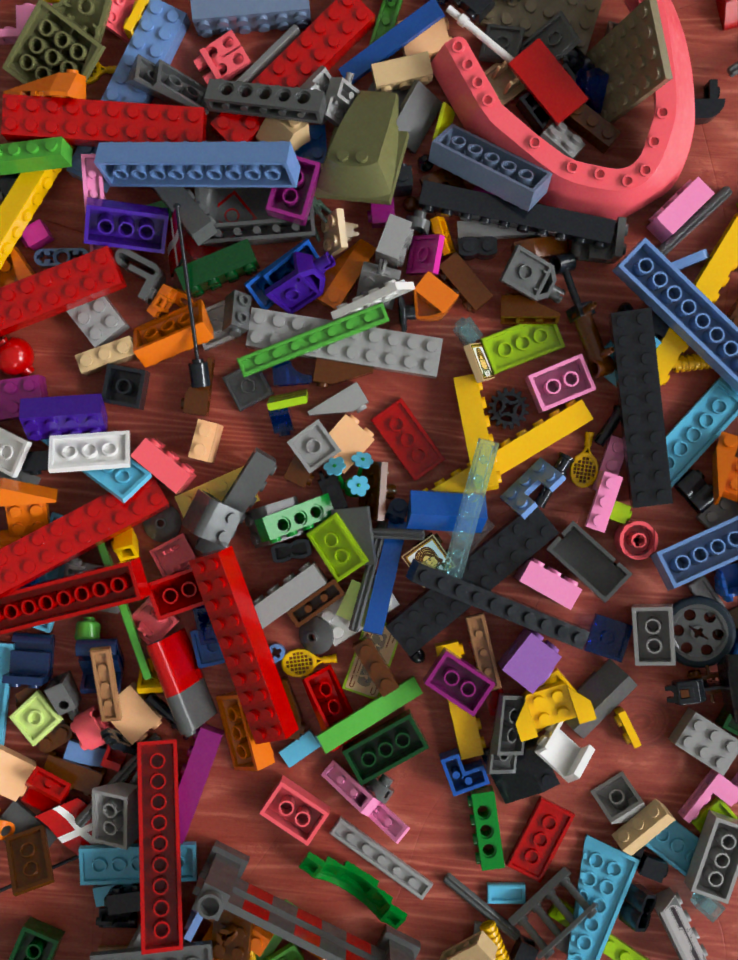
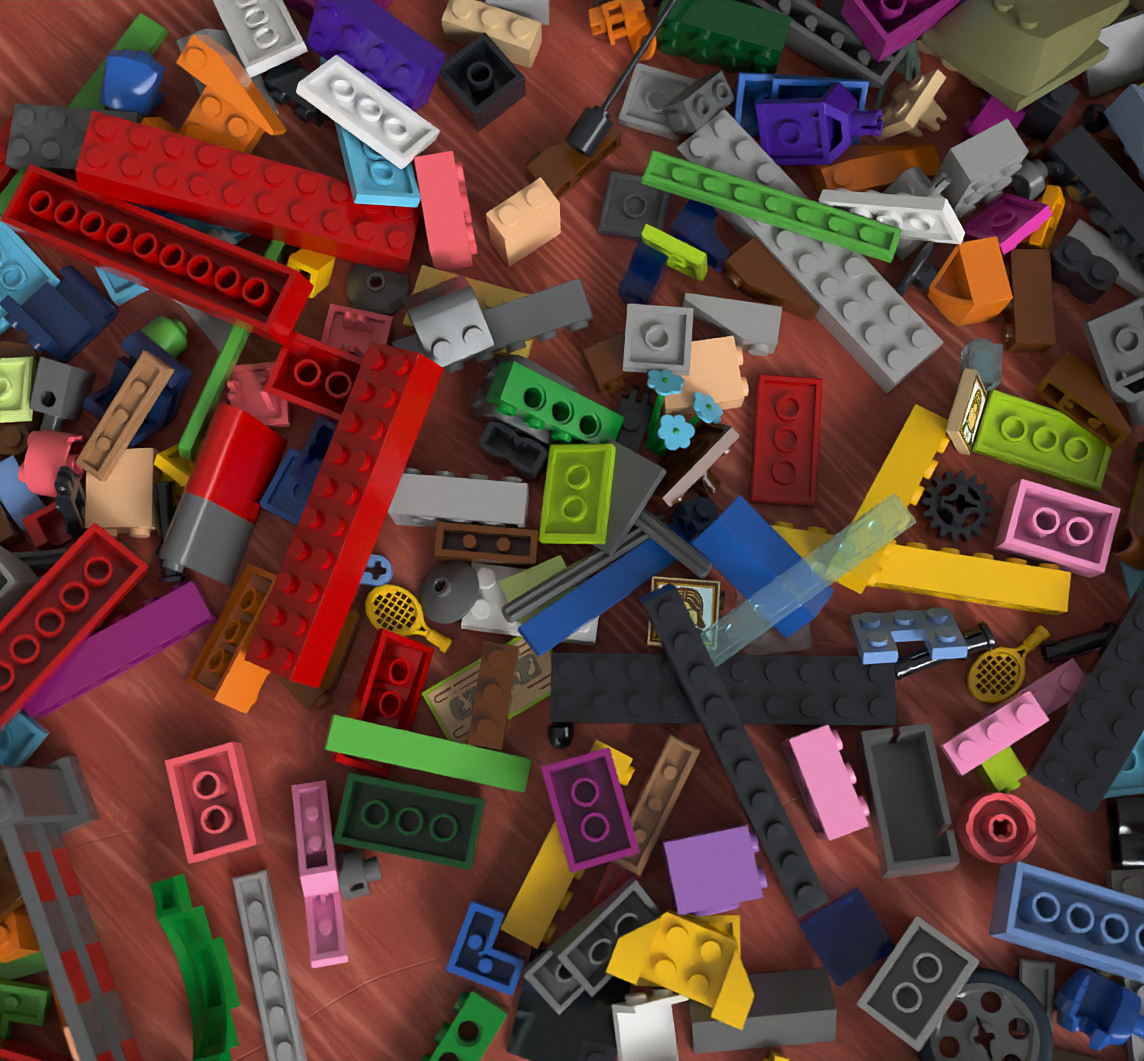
camera: 40 degrees right, 10 degrees down
(171, 334) = (593, 67): orange slope -> none
(299, 748) = (294, 726): medium azure tile -> none

